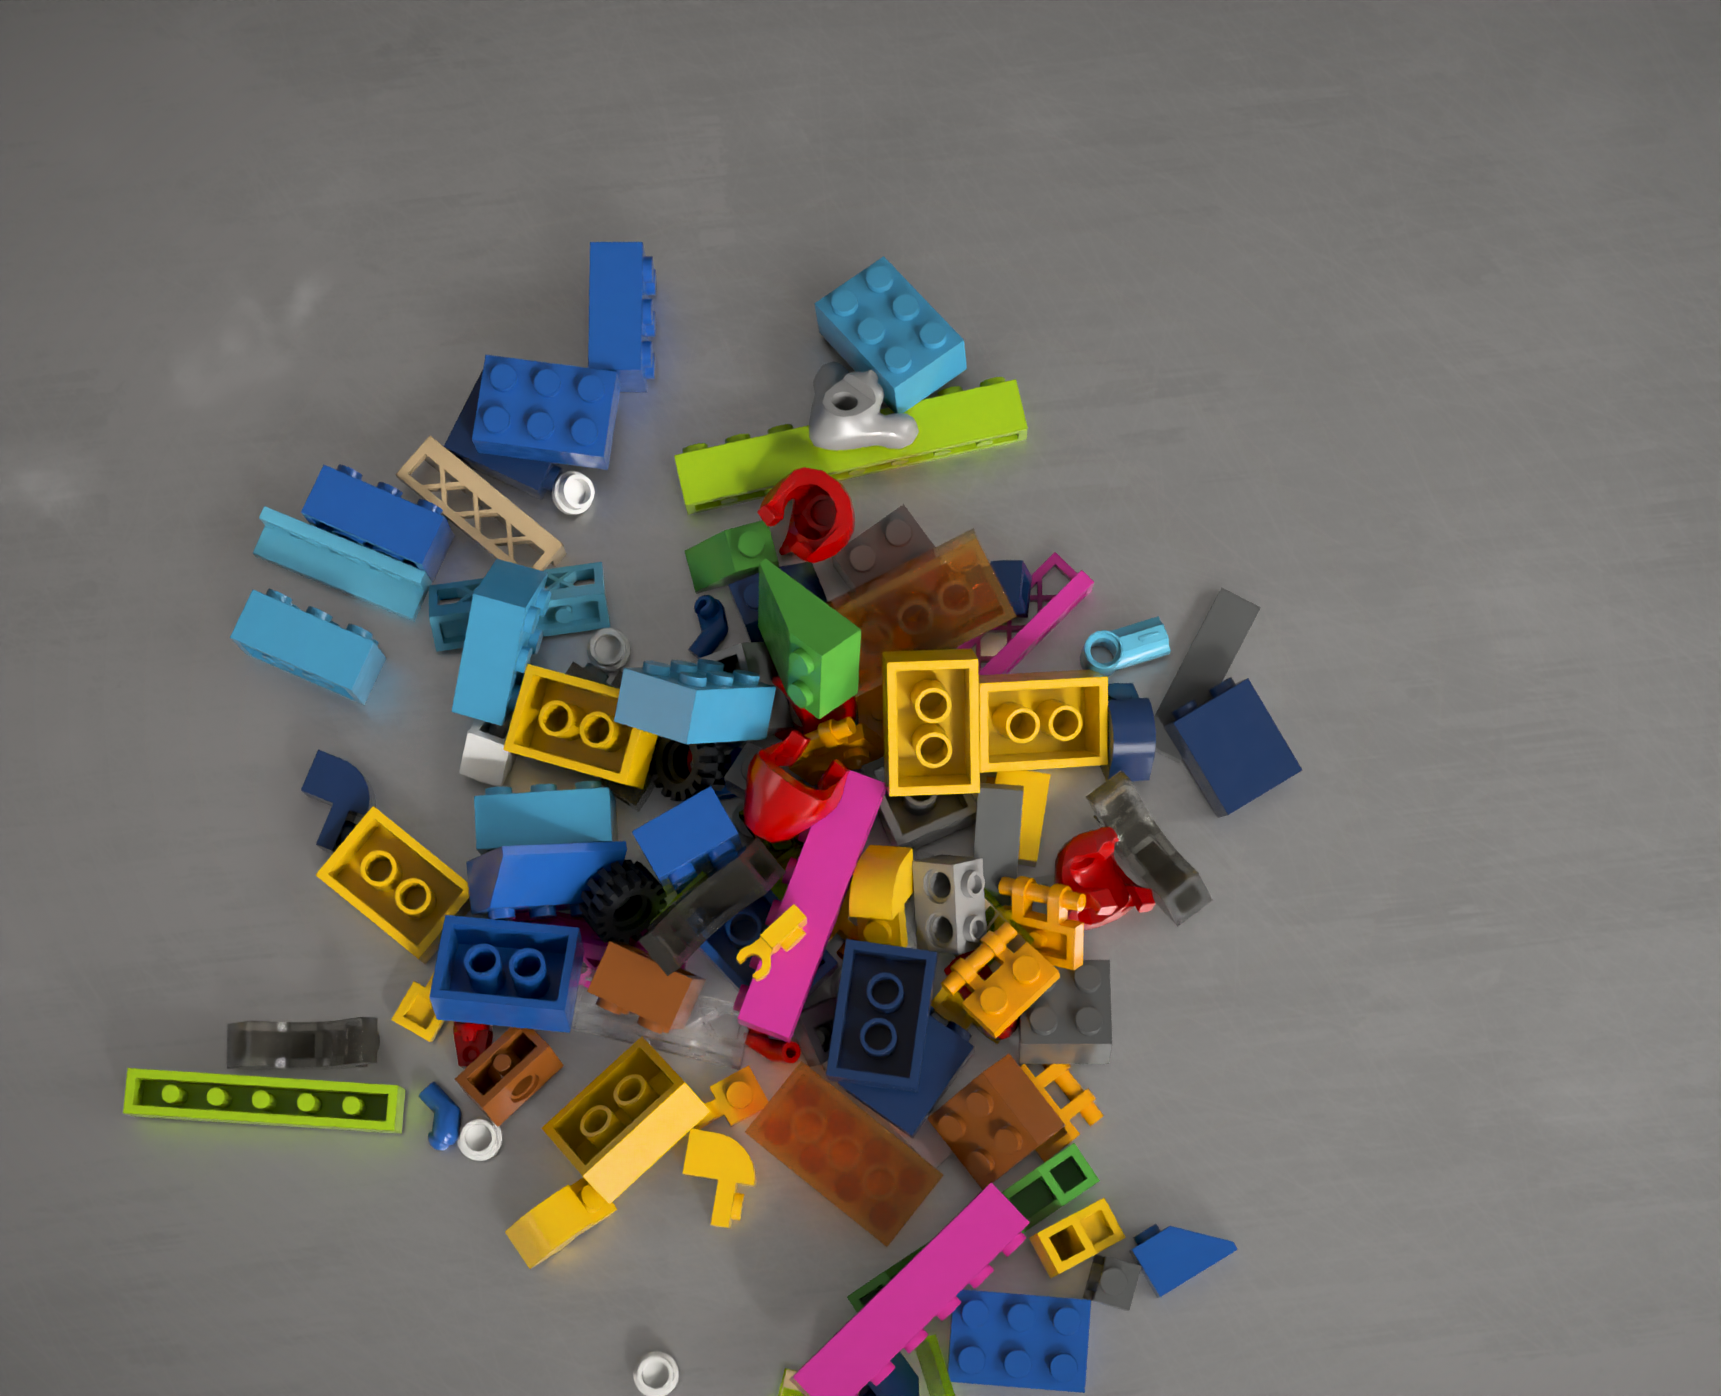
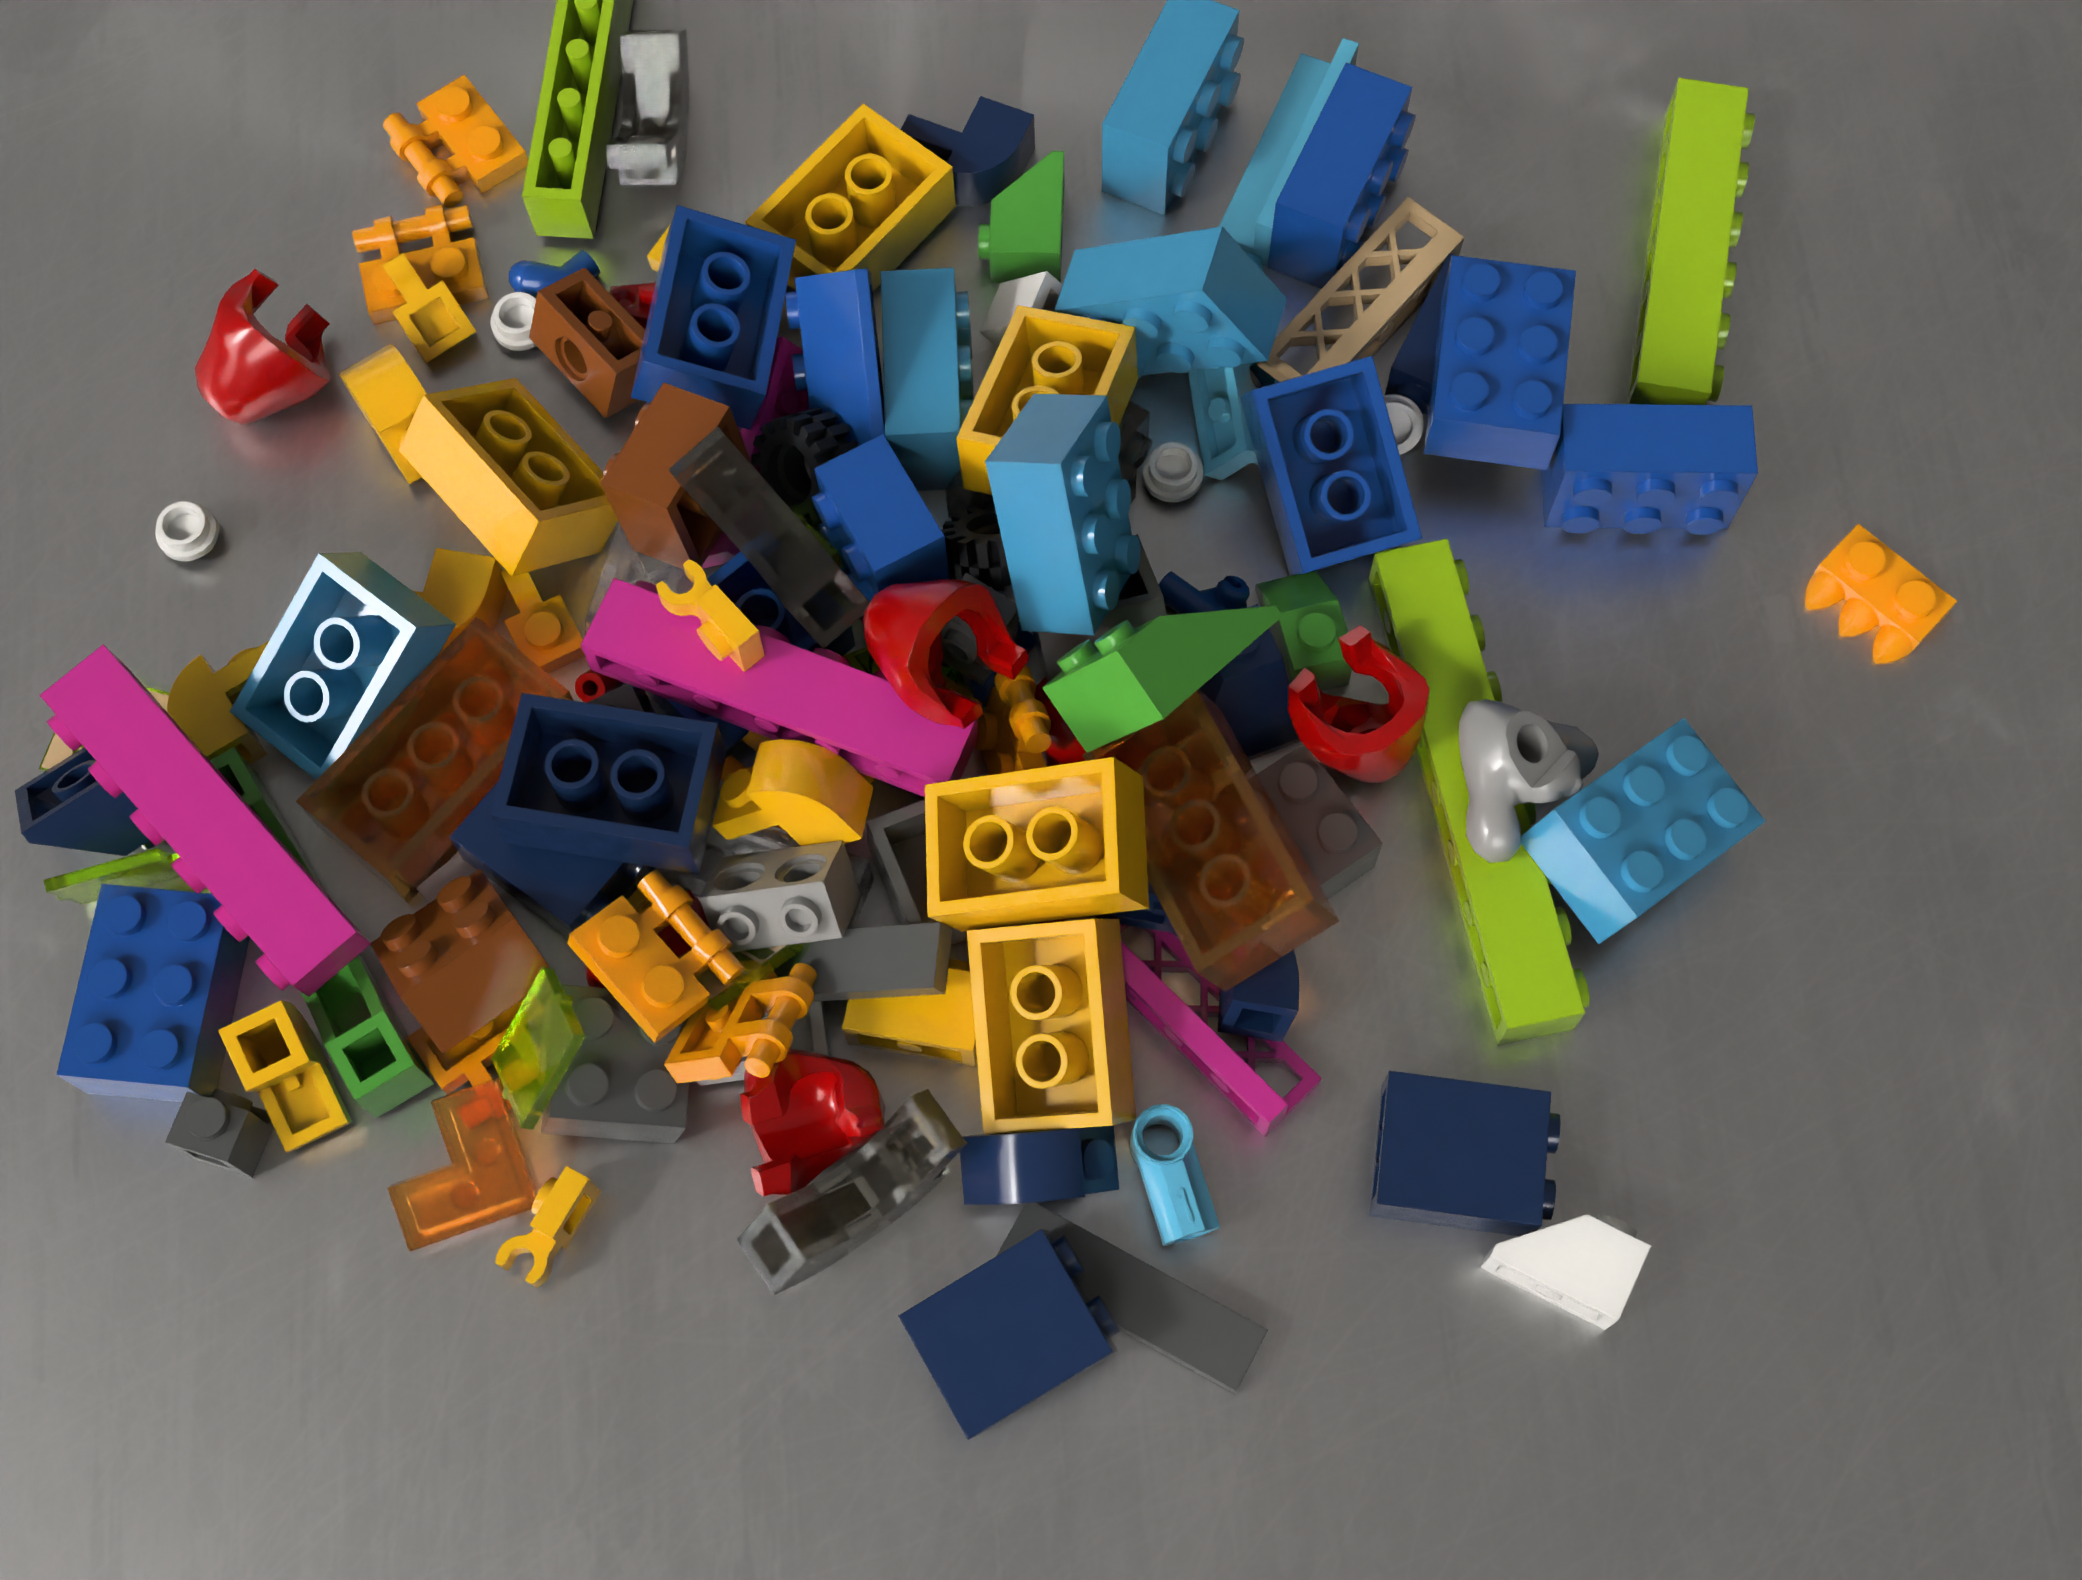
camera: 90 degrees right, 10 degrees down
(310, 1192) = (471, 133): none -> light orange plate
(408, 754) = (1027, 224): none -> bright green slope
(430, 277) = (1690, 245): none -> lime brick
(439, 1218) = (450, 261): none -> light orange plate
(477, 1205) = (429, 315): none -> yellow plate
(532, 1336) = (247, 369): none -> red piece
(622, 533) = (1330, 466): none -> blue brick
(699, 170) = (1878, 591): none -> light orange plate
(783, 1226) = (338, 659): none -> dark azure brick
(802, 1333) = (203, 701): none -> yellow brick
(1062, 1057) = (538, 1048): none -> clear neon green piece
(1106, 462) = (1464, 1154): none -> dark blue brick
(1140, 1102) = (486, 1174): none -> clear orange tile
(1160, 1048) = (559, 1213): none -> yellow plate
(1174, 394) = (1576, 1265): none -> white slope
(1176, 1255) = (250, 1228): blue slope -> none

